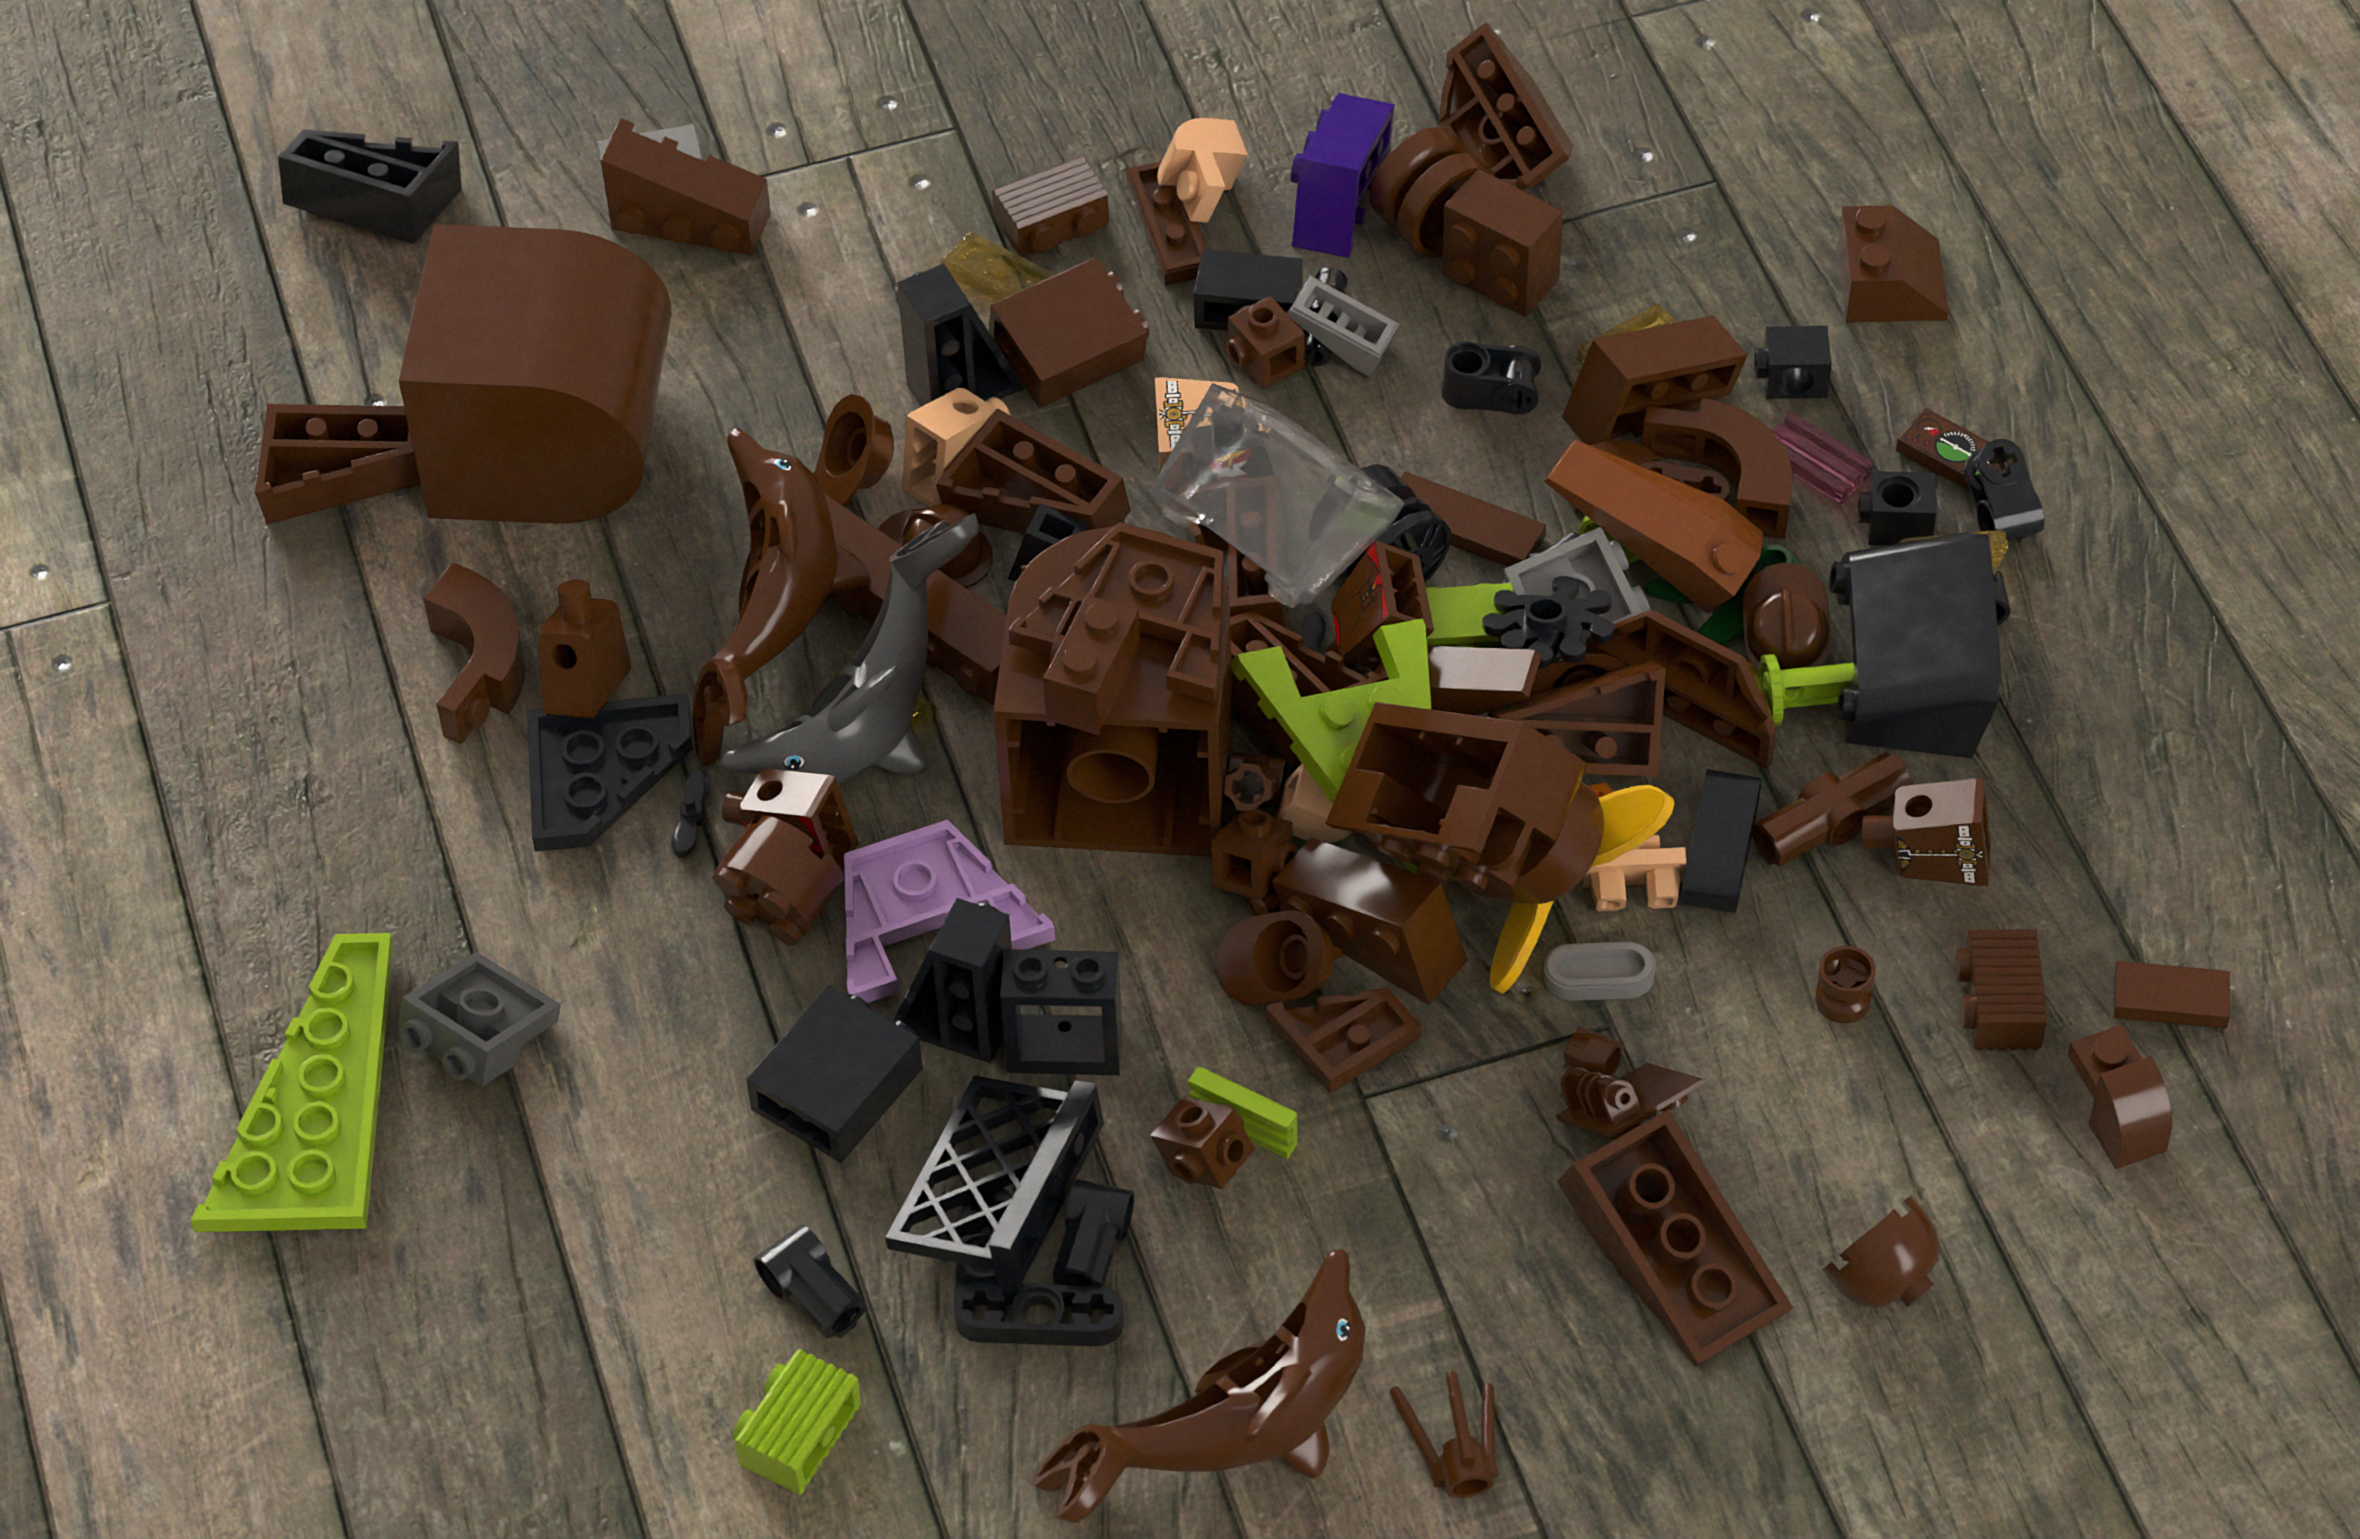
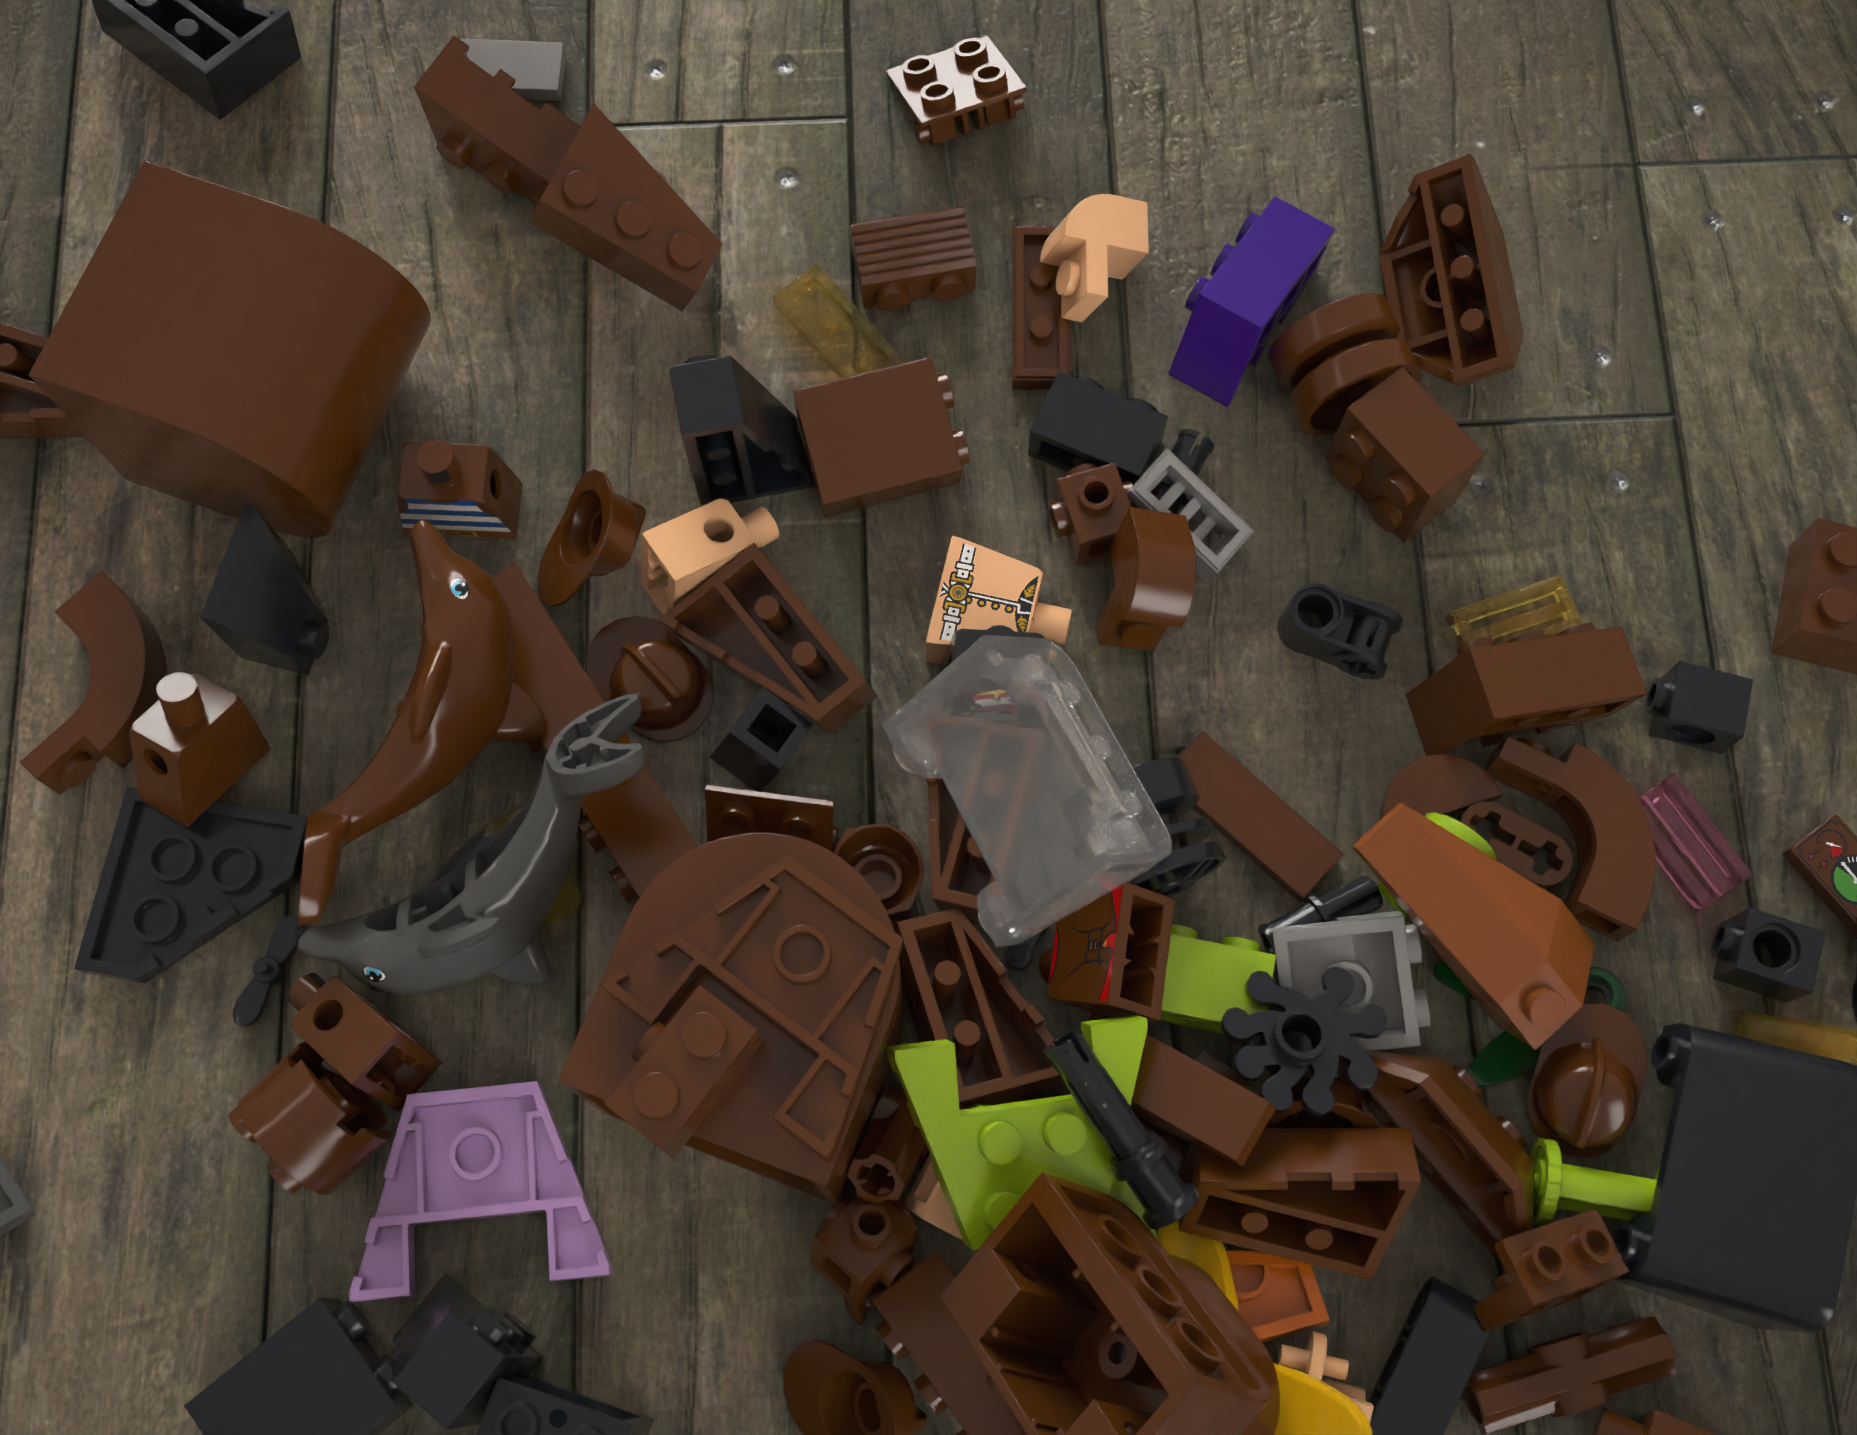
camera: 15 degrees right, 20 degrees up
(604, 548) = (264, 600): none -> black slope
(703, 447) = (455, 488): none -> reddish brown torso
(805, 221) = (625, 215): none -> reddish brown wedge
(1047, 85) = (955, 82): none -> reddish brown hinge
(1331, 368) = (1153, 579): none -> reddish brown brick
(1410, 672) = (1136, 1154): none -> black pin
(1794, 733) = (1551, 1268): none -> reddish brown bracket

